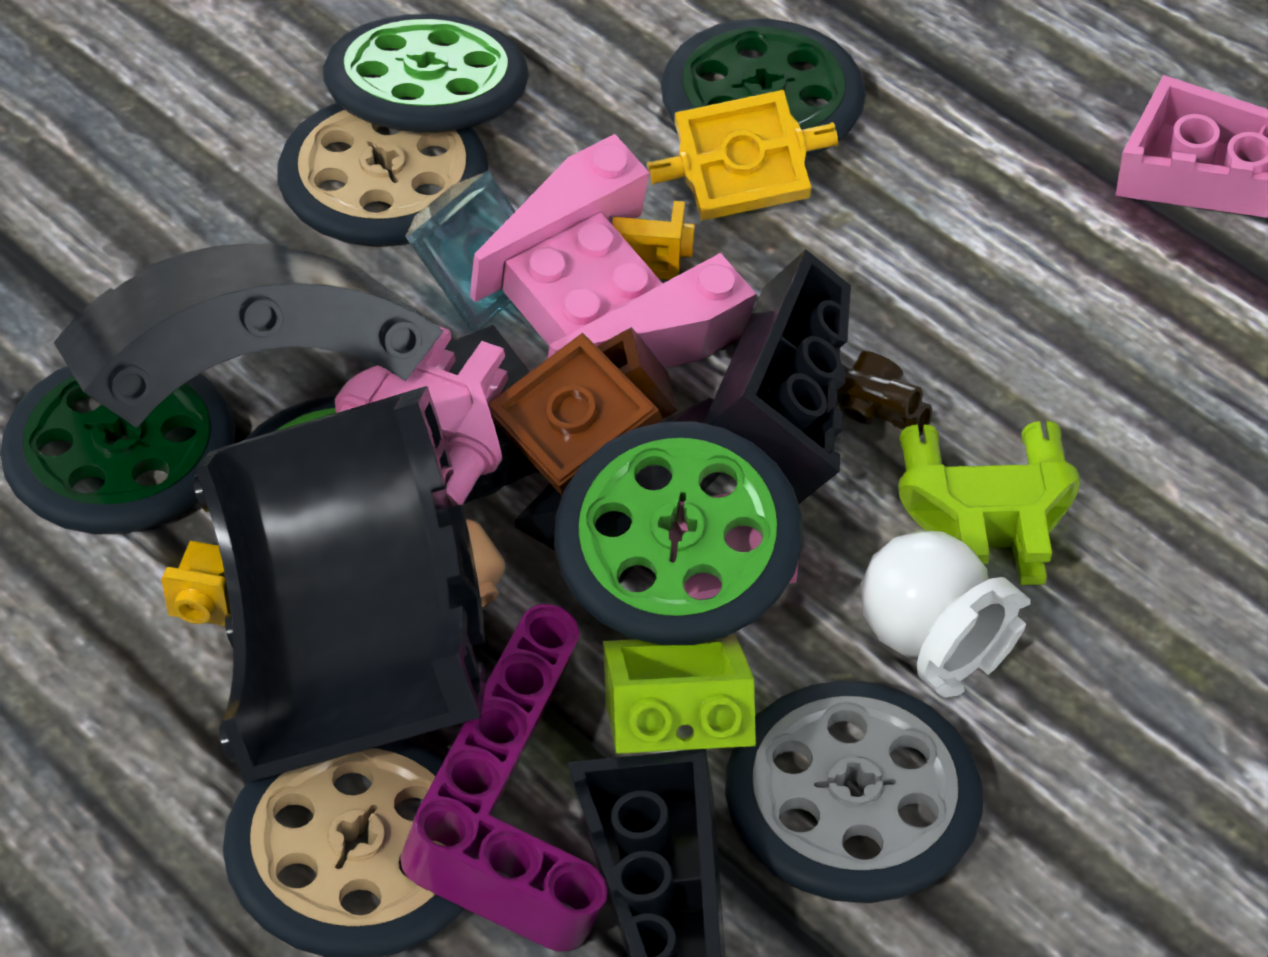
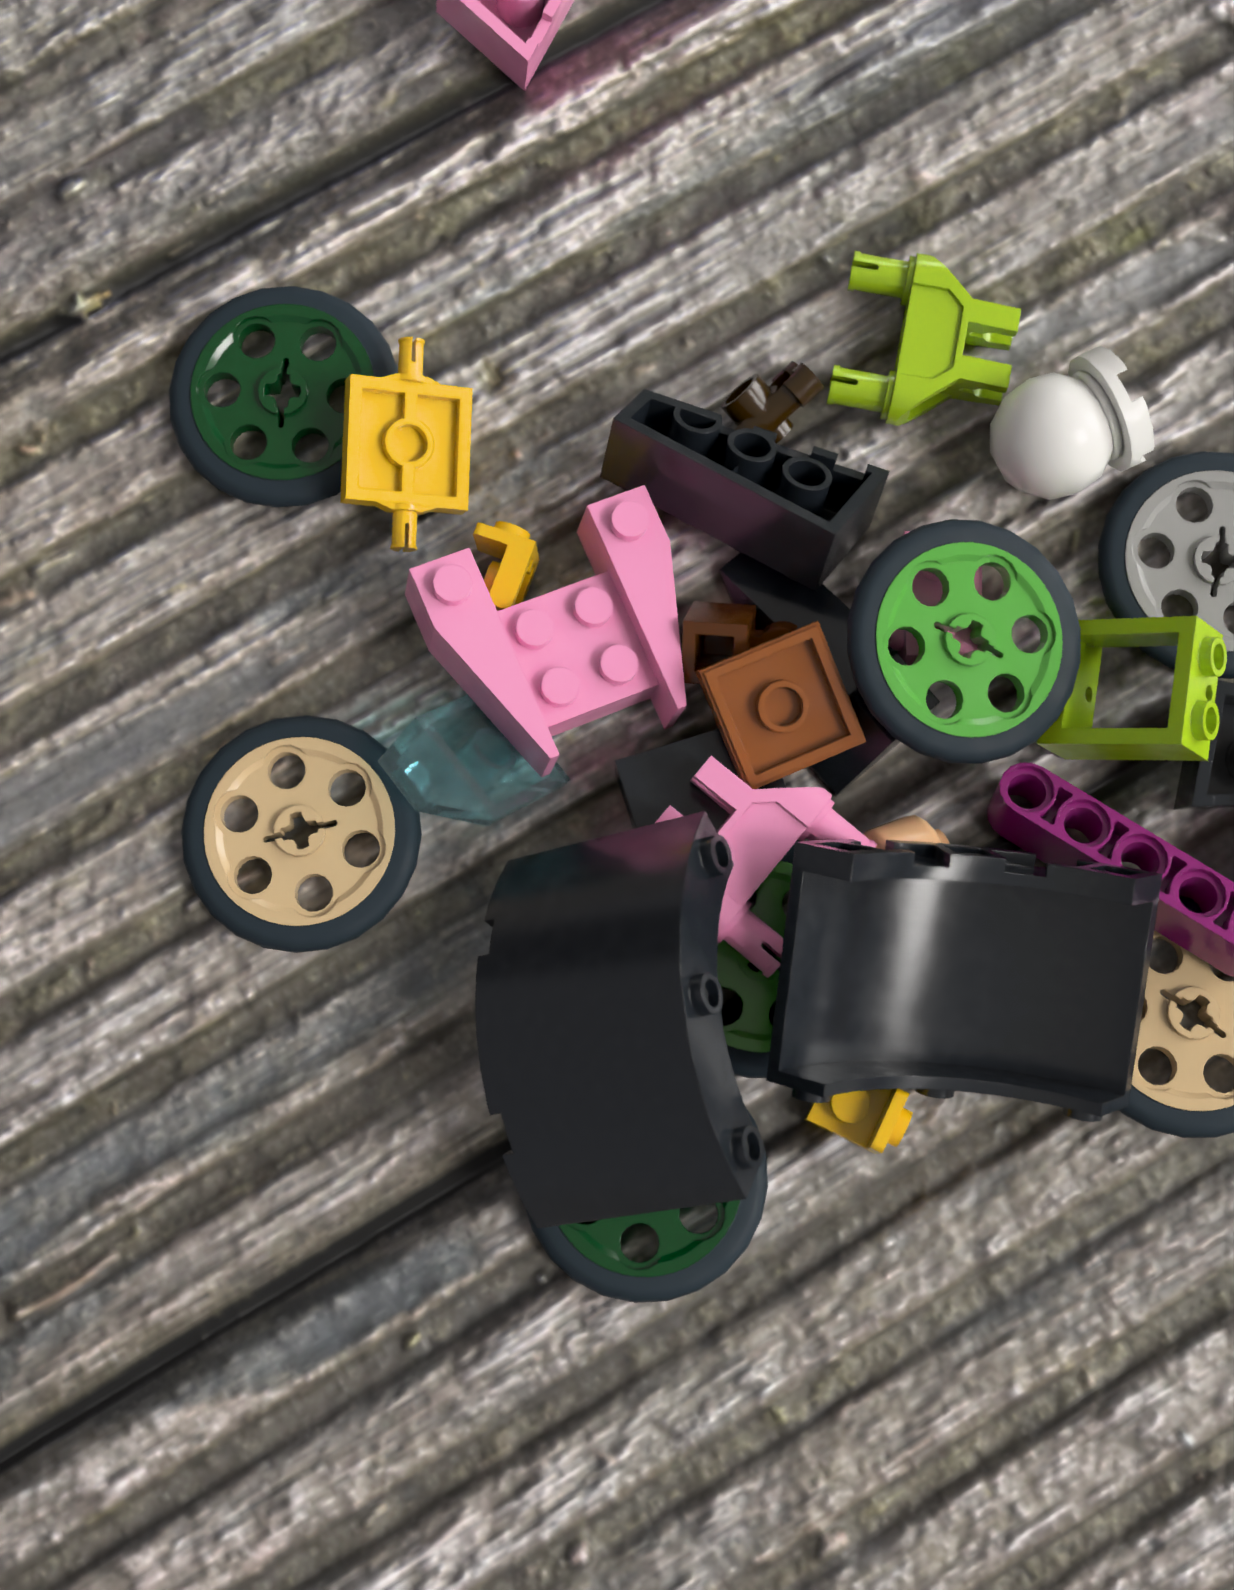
camera: 75 degrees left, 30 degrees up
(425, 72) = (206, 826): wedge -> none

